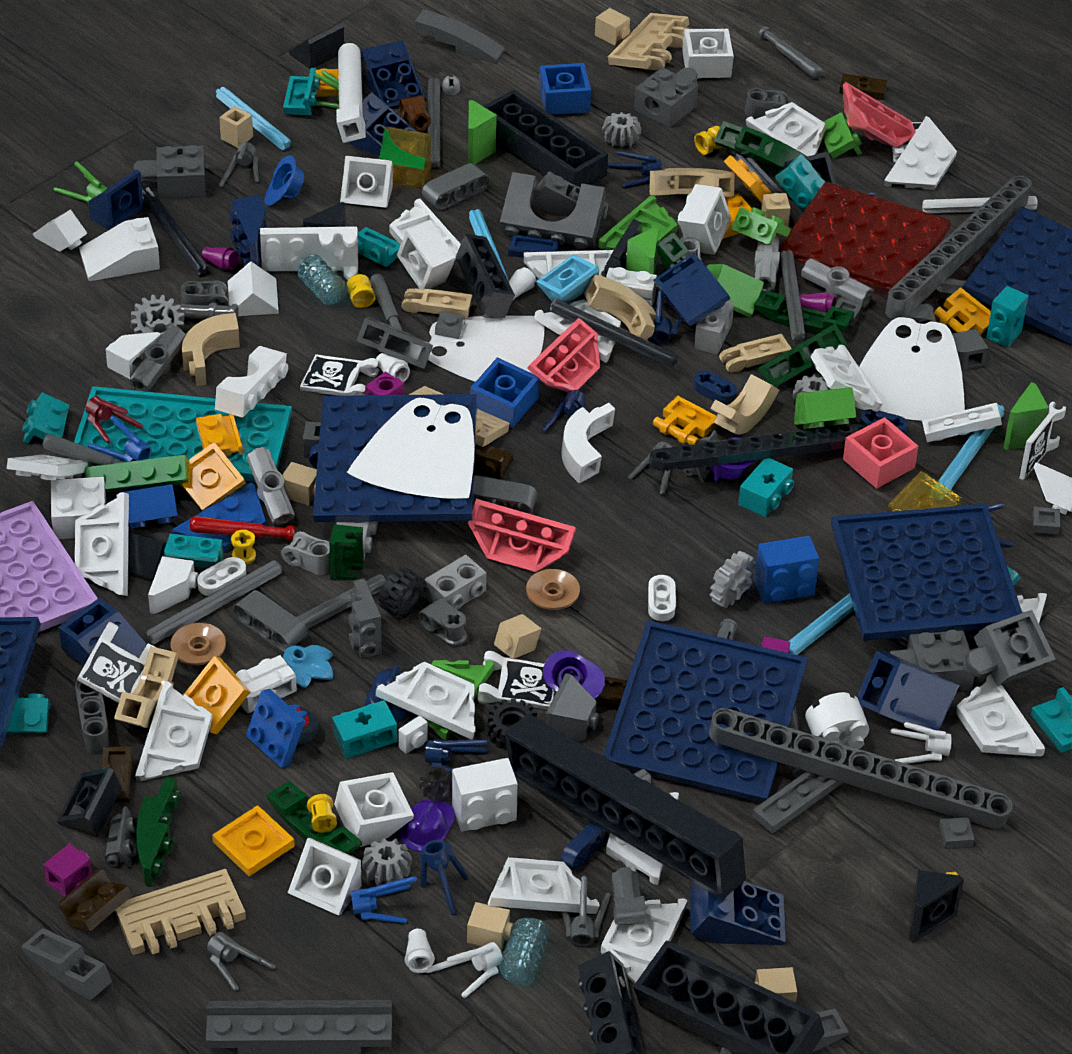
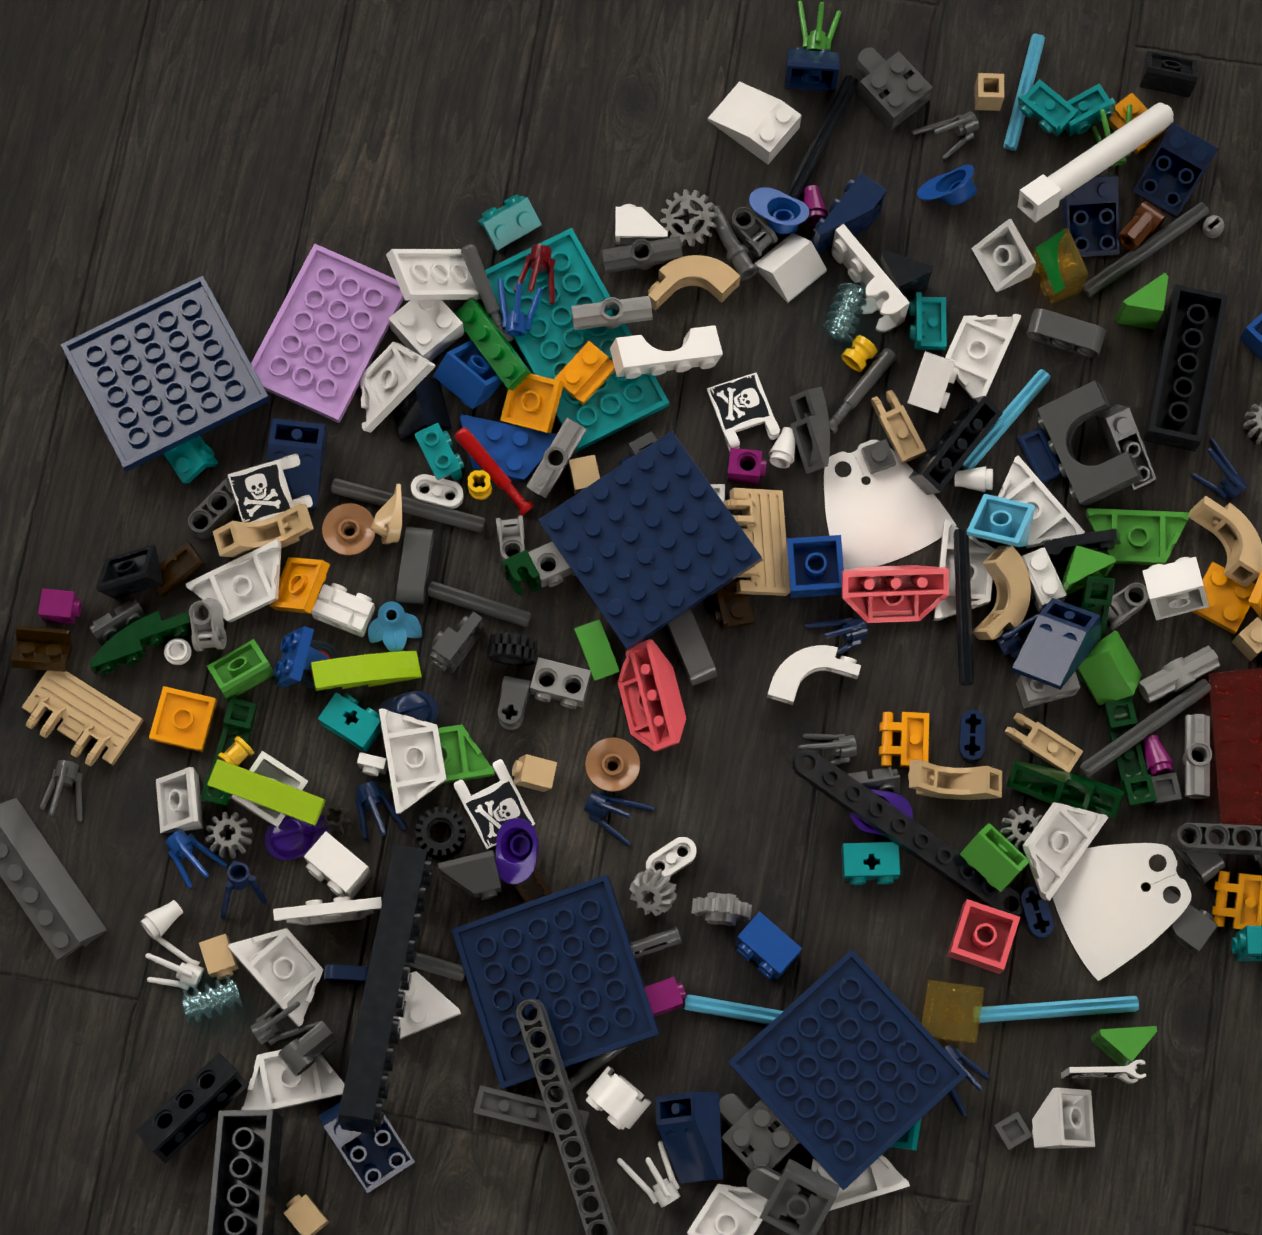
camera: 55 degrees right, 30 degrees up
(62, 232) = (739, 55): white slope -> none
(171, 583) = (398, 459): white slope -> none
(188, 392) = (628, 311): none -> light grey piece
(189, 813) = (177, 651): none -> white plate
(191, 775) = (207, 627): none -> light grey piece
(208, 270) = (780, 210): none -> blue piece
(221, 606) = (389, 519): none -> tan piece
(248, 777) = (240, 670): none -> bright green slope
(281, 105) = (1047, 108): none -> teal bracket
(329, 692) = (365, 670): none -> lime slope
(379, 792) = (266, 792): none -> lime slope
(418, 461) = (650, 561): white piece -> none
(442, 549) = (596, 649): none -> bright green slope
(522, 817) = (320, 913): none -> white wing
(580, 615) = (601, 804): none -> dark blue plant
(686, 606) = (653, 891): none -> light grey gear
(759, 227) = (1212, 641): bright green bracket -> none
(961, 422) = (1081, 984): white plate -> none

